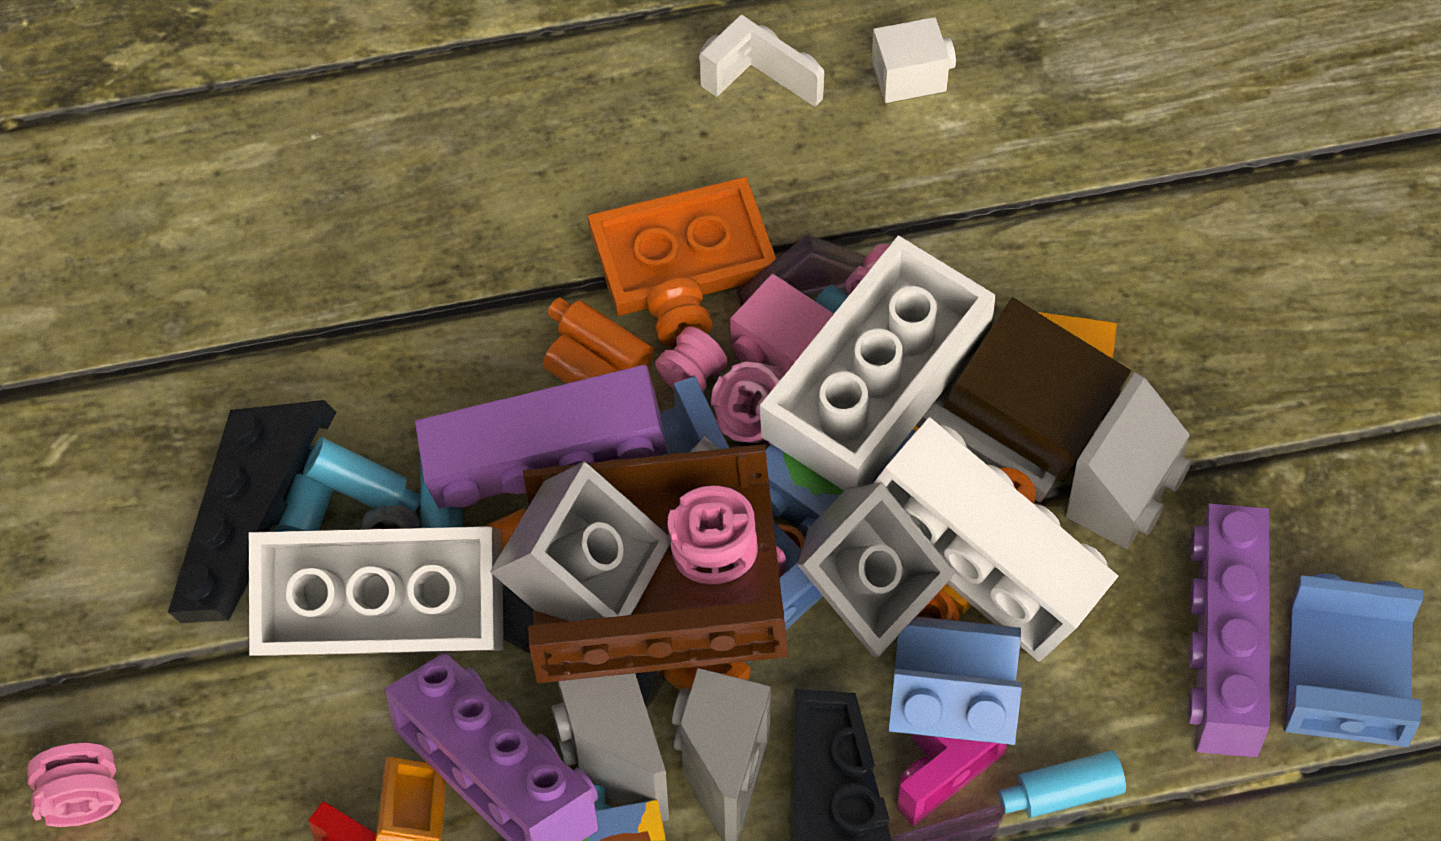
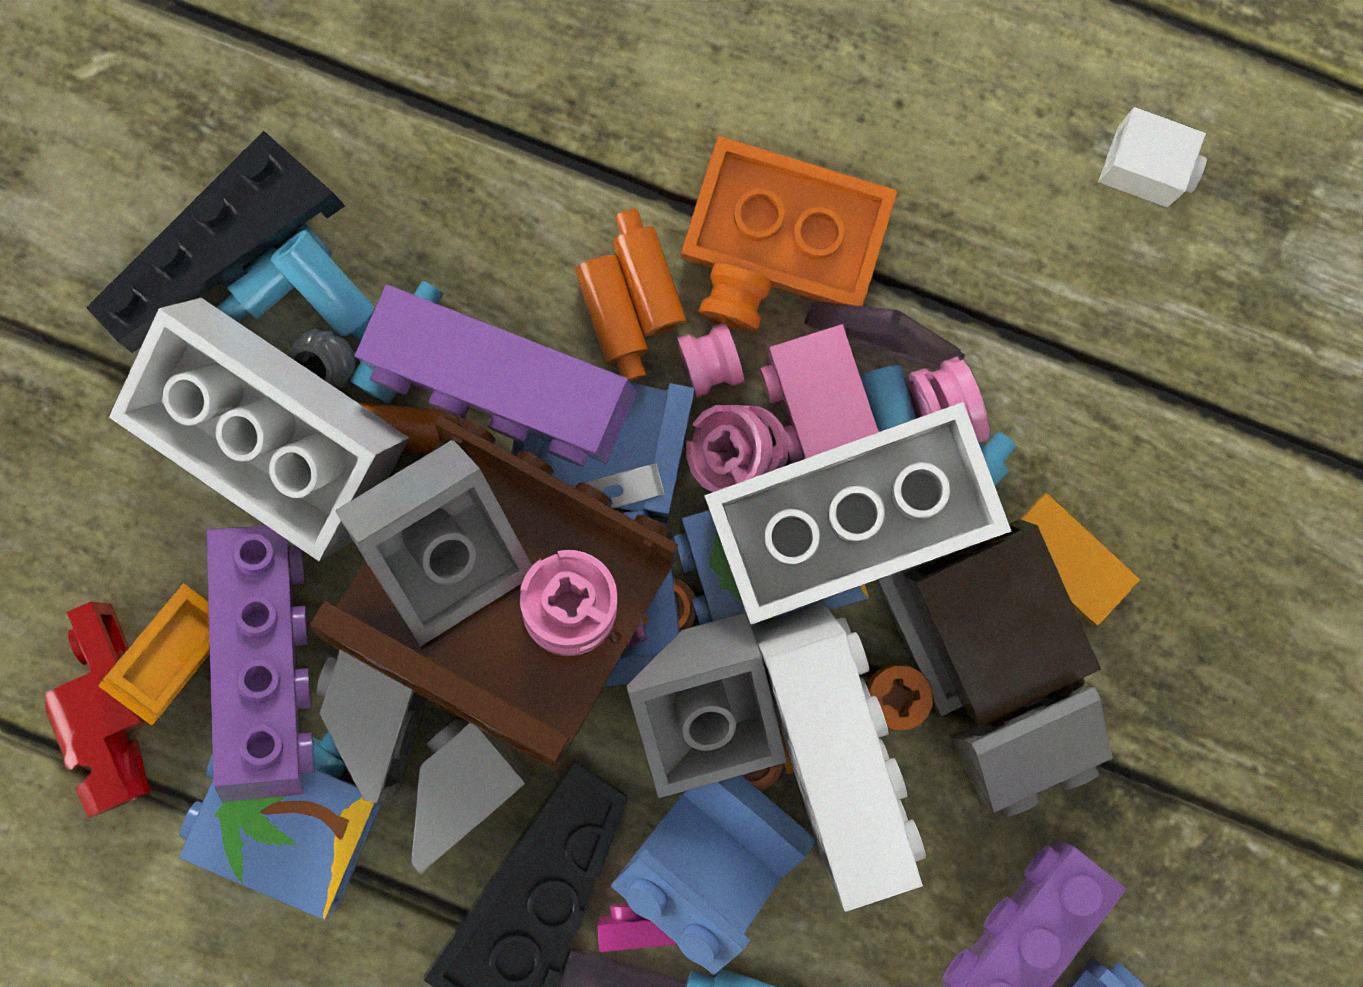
camera: 30 degrees right, 25 degrees up
(749, 44) = (978, 35): white bracket -> none

